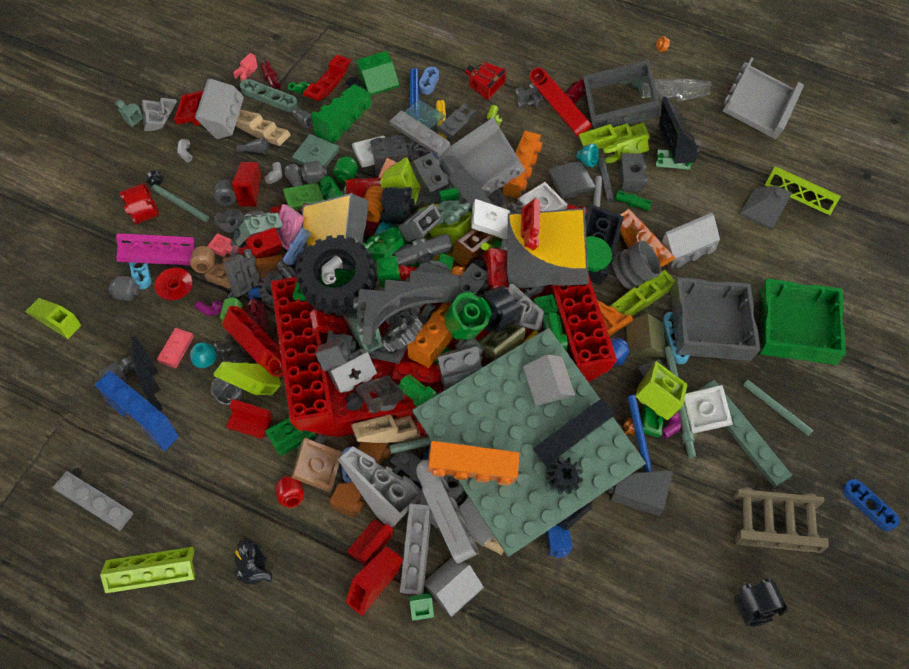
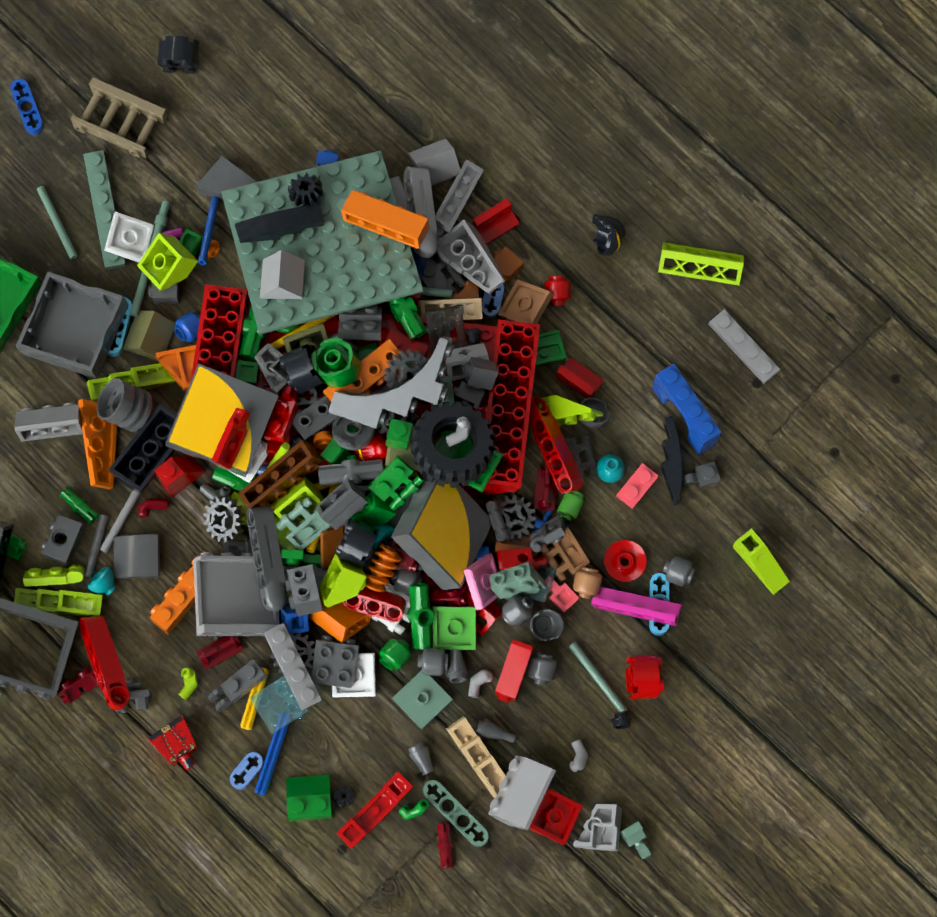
camera: 165 degrees left, 15 degrees up
(213, 309) = (592, 519): magenta arm -> none
(247, 67) = (469, 868): coral plate -> none
(296, 246) = (481, 541): medium blue pin -> none
(341, 113) = (373, 742): green wedge -> none
(373, 580) = (502, 184): red slope -> none
(421, 606) = (468, 151): plate -> none
(490, 219) = (263, 488): white plate -> none
(546, 195) = (184, 535): white plate -> none
(598, 254) = (160, 424): green tile -> none

